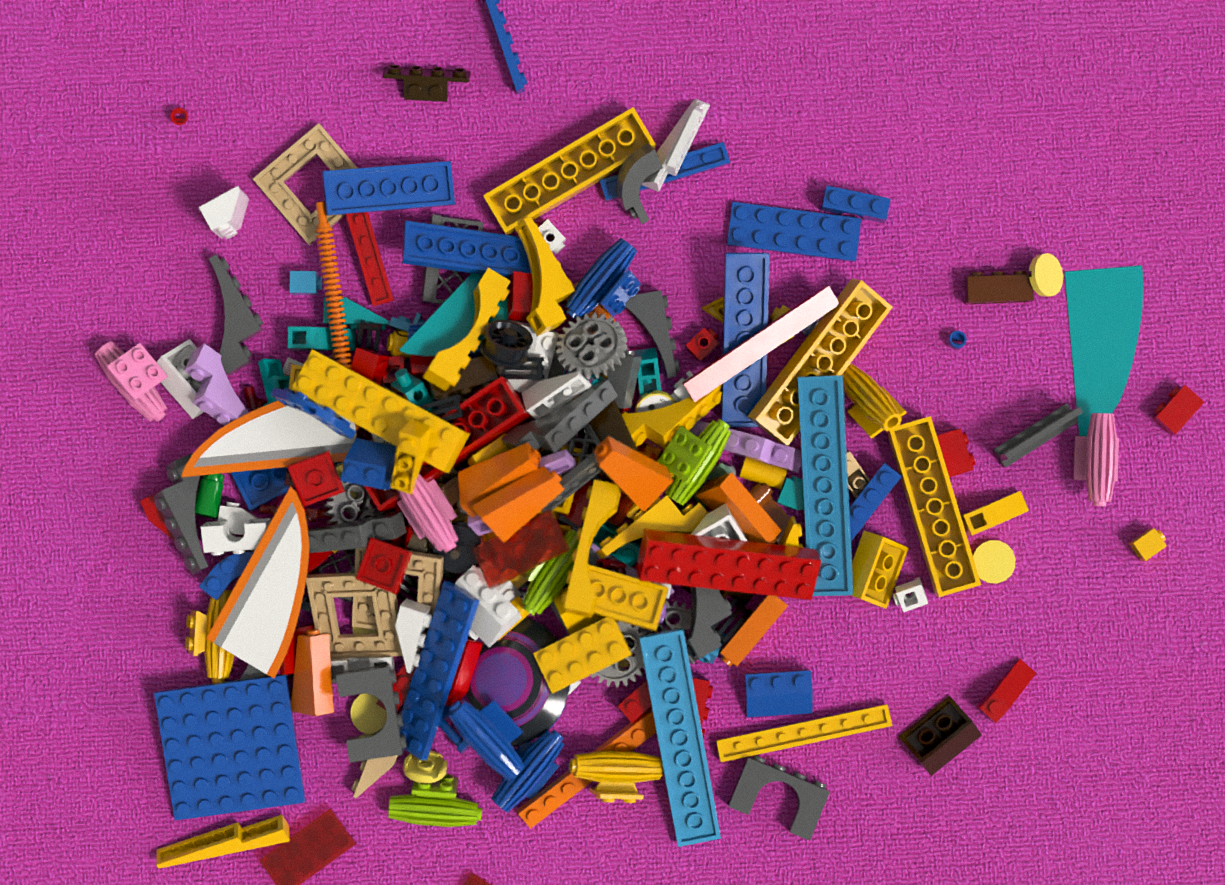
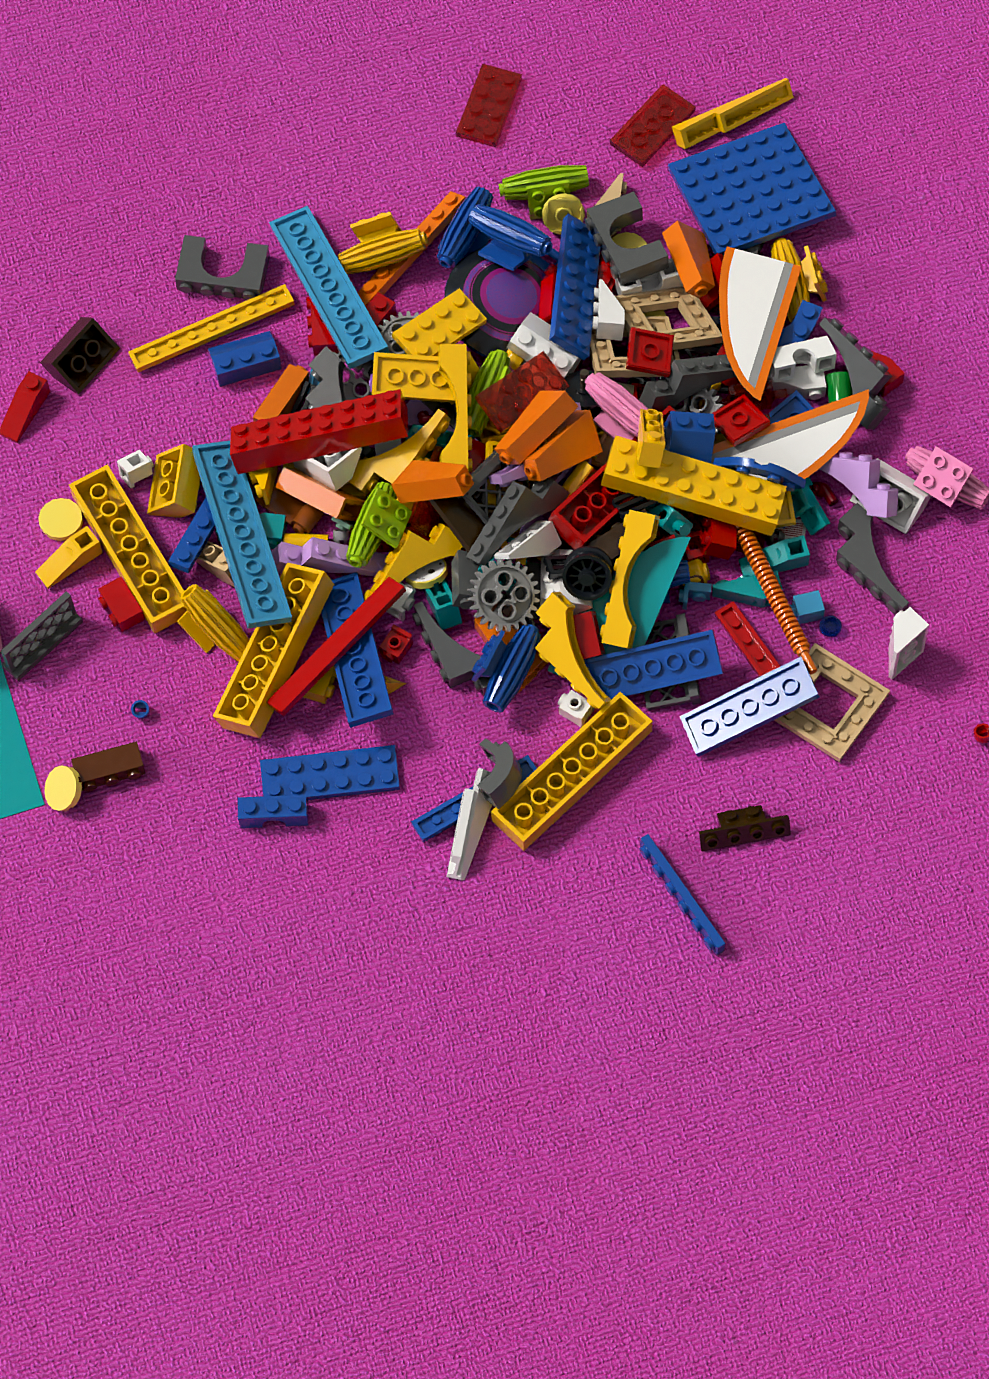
camera: 170 degrees right, 20 degrees down
(288, 261) = (830, 626): none -> clear blue plate
(371, 327) = (728, 574): black tile -> none

